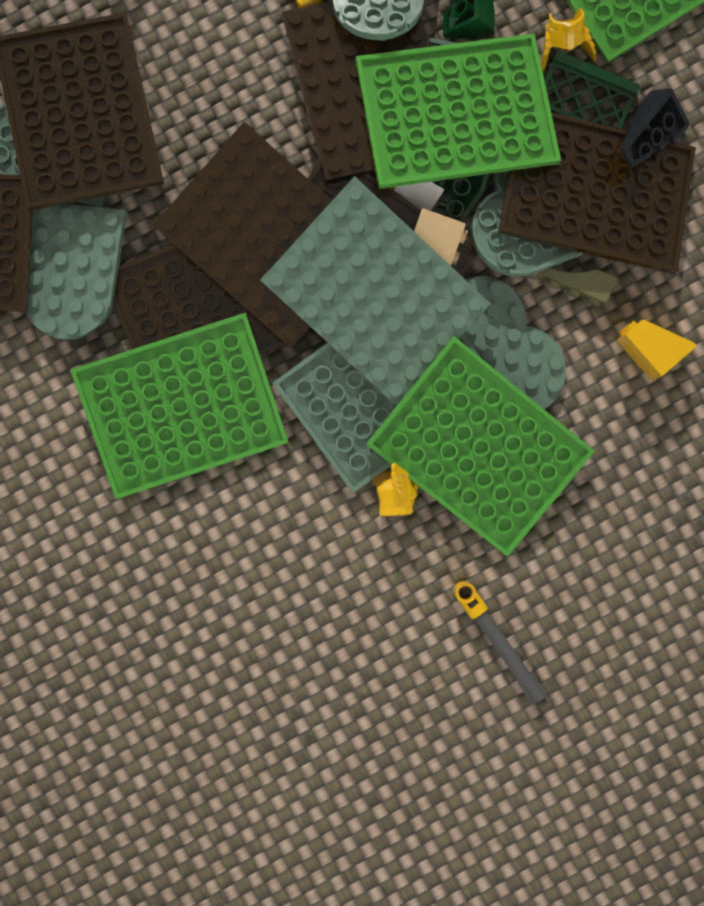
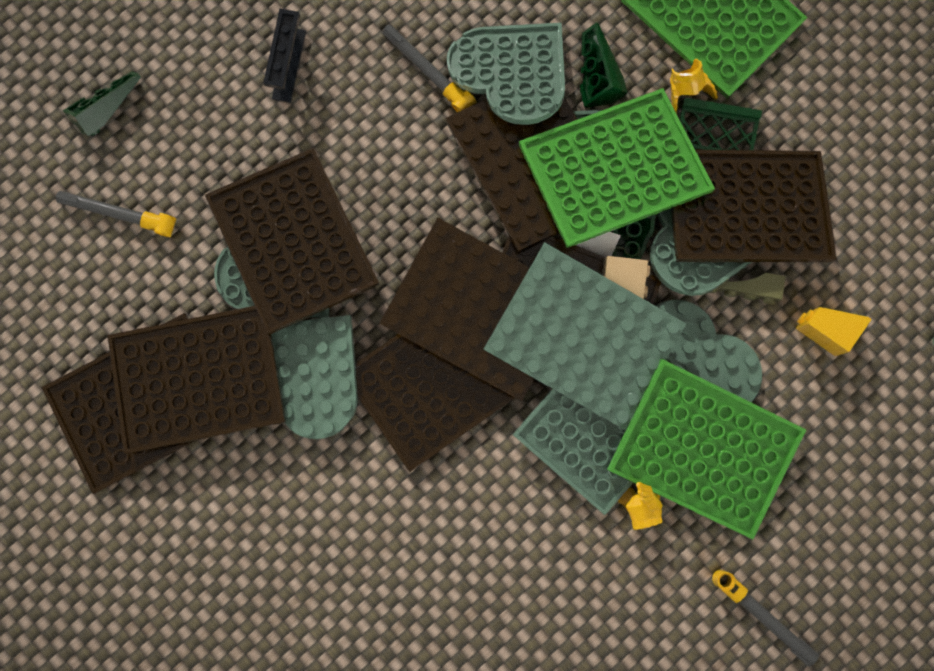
camera: 10 degrees left, 5 degrees down
(179, 405) = (436, 474): bright green plate -> none
(655, 124) = (783, 139): black wedge -> none

